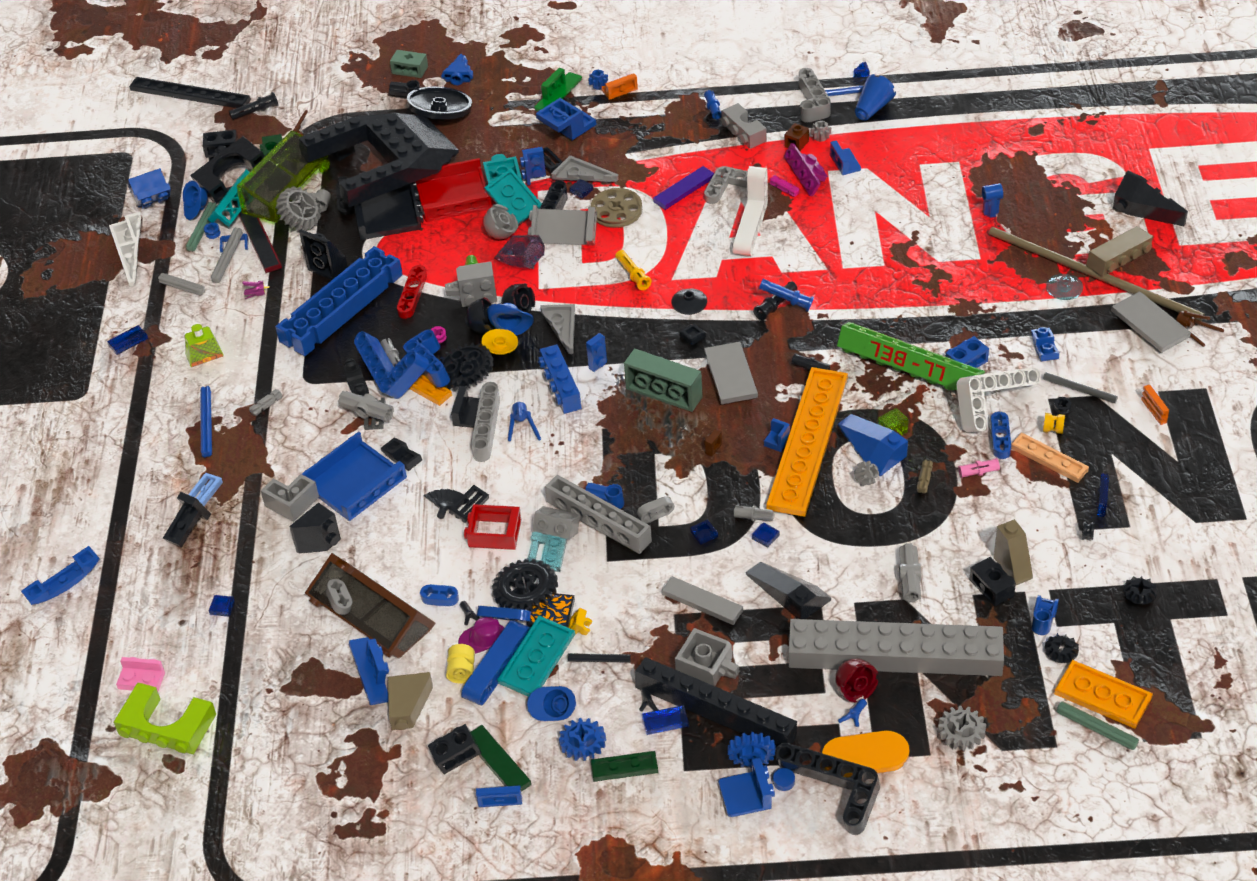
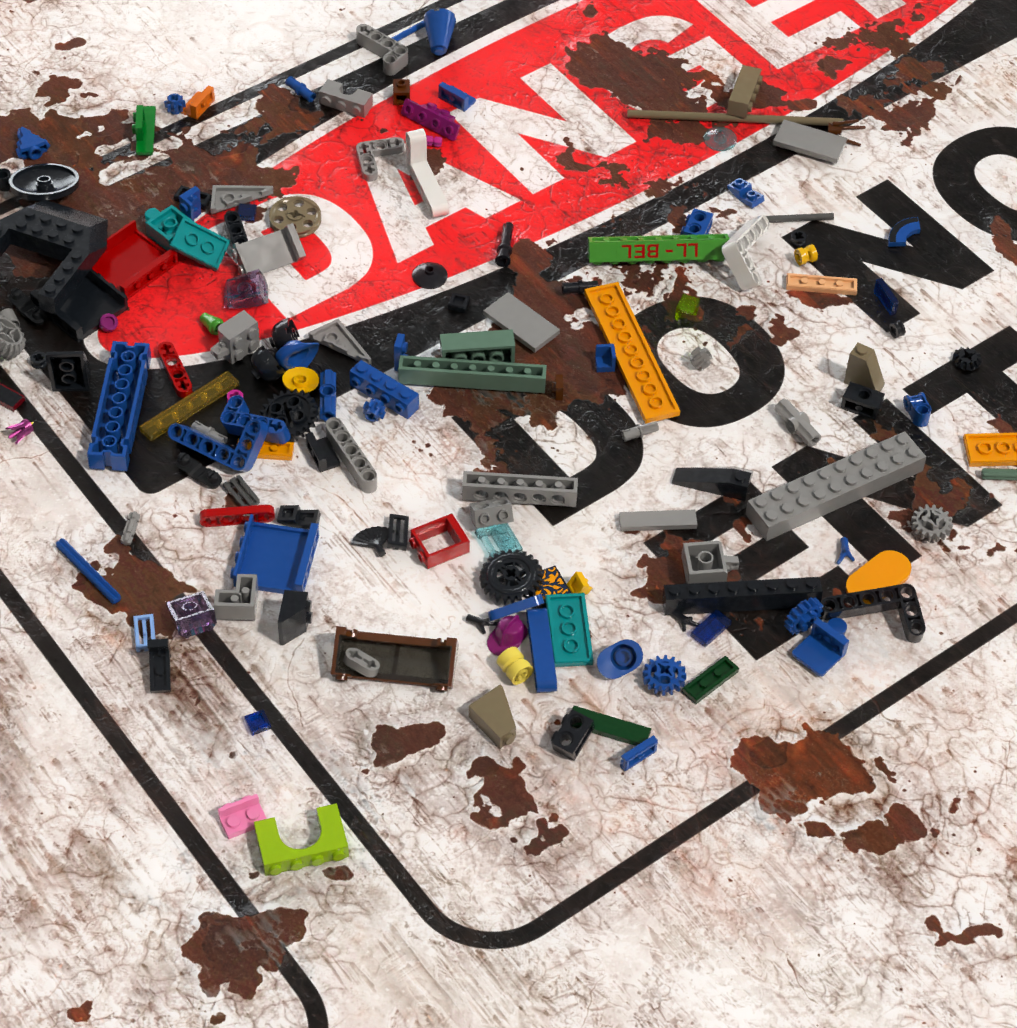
camera: 40 degrees left, 5 degrees up
(63, 580) = (88, 770): blue slope -> none
(201, 345) = (23, 504): lime torso -> none
(244, 492) = (192, 614): none -> clear purple slope
(349, 428) = (215, 516): none -> red beam
(365, 406) = (234, 489): light grey piece -> none
(371, 668) = (442, 705): blue bracket -> none
(393, 233) = (108, 322): none -> magenta tile
(399, 325) = (189, 405): none -> clear yellow tile
(439, 595) = (442, 620): blue beam -> none
(499, 222) = (205, 273): light grey cylinder -> none
(510, 363) = (327, 394): none -> blue piece
(520, 413) = (374, 435): blue plant -> none
(537, 392) = (374, 410): none -> blue gear
(566, 118) = (182, 151): blue bracket -> none
(577, 657) = (617, 605): black bar -> none
(612, 494) = (516, 466): blue piece -> none
(636, 273) = (366, 269): yellow pin -> none
(645, 398) = (472, 374): none -> sand green brick
(655, 509) = (560, 463): light grey beam -> none
(683, 188) = (339, 175): dark purple tile -> none
(704, 532) = (611, 464): clear blue tile -> none
(765, 534) = (661, 444): clear blue tile -> none
(794, 298) = (521, 235): blue pin -> none
(821, 131) = (417, 78): light grey gear -> none
(856, 679) = (829, 523): dark red cylinder -> none
(861, 71) = (403, 10): clear blue tile -> none
(874, 442) = (684, 330): blue wedge -> none
(924, 476) = (743, 340): dark tan axle -> none
(966, 470) = (785, 310): bright pink pin -> none
(991, 196) = (612, 85): blue piece -> none
(997, 441) = (774, 289): blue beam -> none
(1068, 654) = (946, 434): black gear -> none
(1143, 201) = (730, 41): black wedge -> none
(1155, 404) = (866, 208): orange tile -> none
(1177, 442) = (903, 230): none -> blue tile

